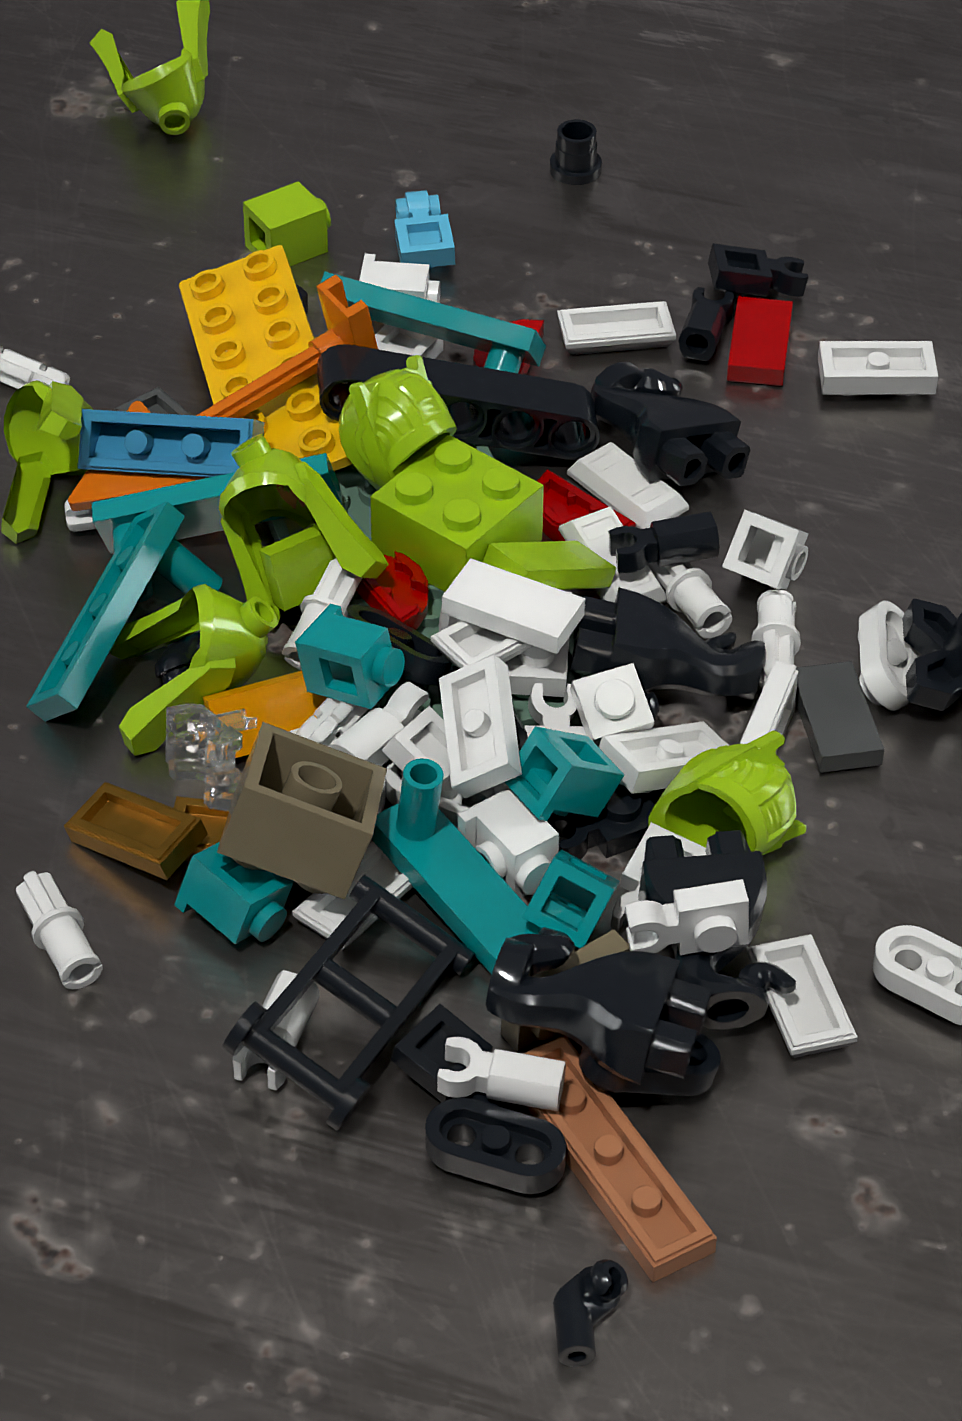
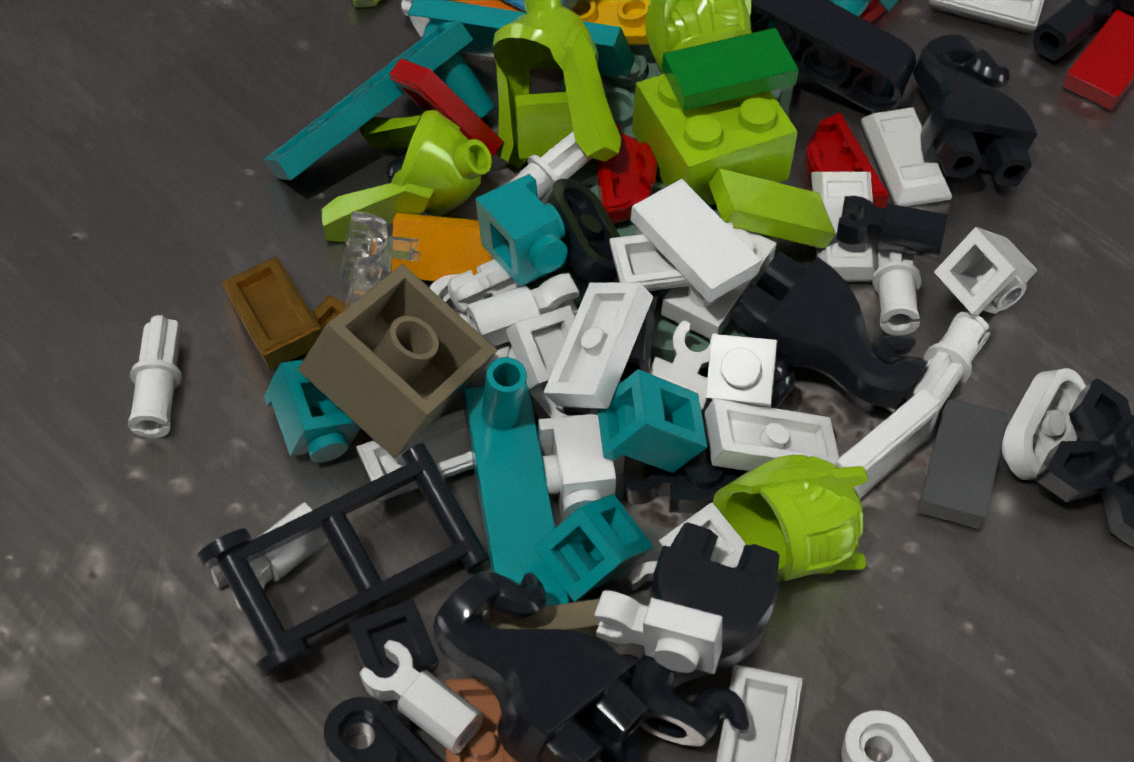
camera: 25 degrees right, 10 degrees up
(174, 572) = (433, 94): none -> red tile
(455, 450) = (729, 69): none -> green tile

